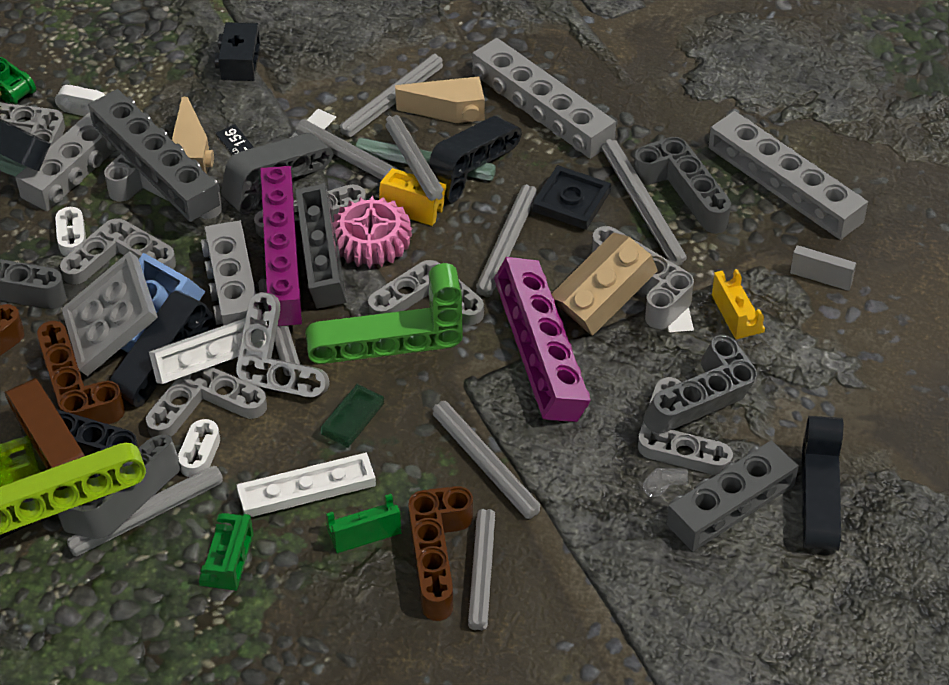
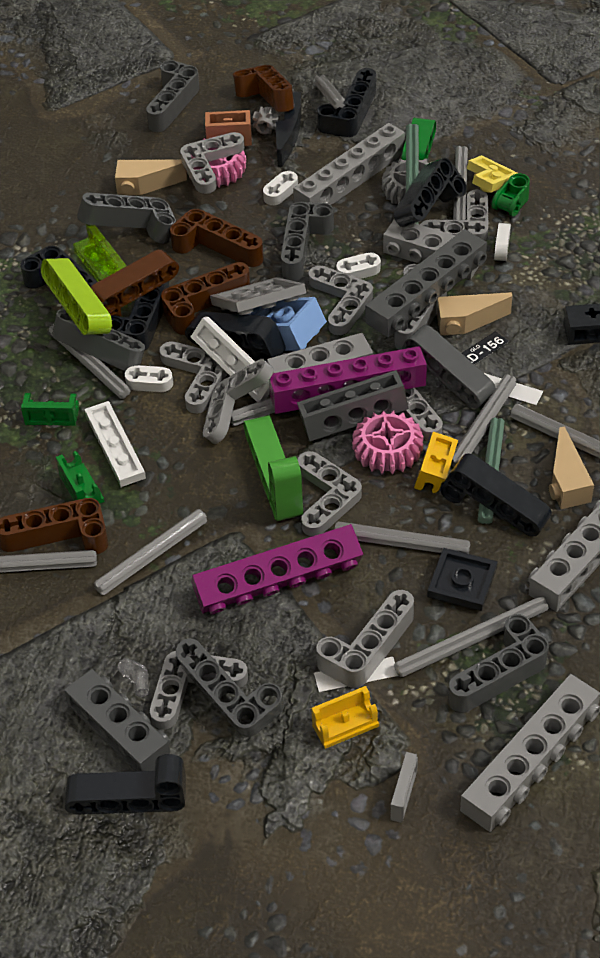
camera: 85 degrees right, 0 degrees up
(352, 415) = (186, 460): clear green plate -> none
(414, 158) = (479, 449): light grey axle -> none
(605, 282) = (341, 604): tan slope -> none

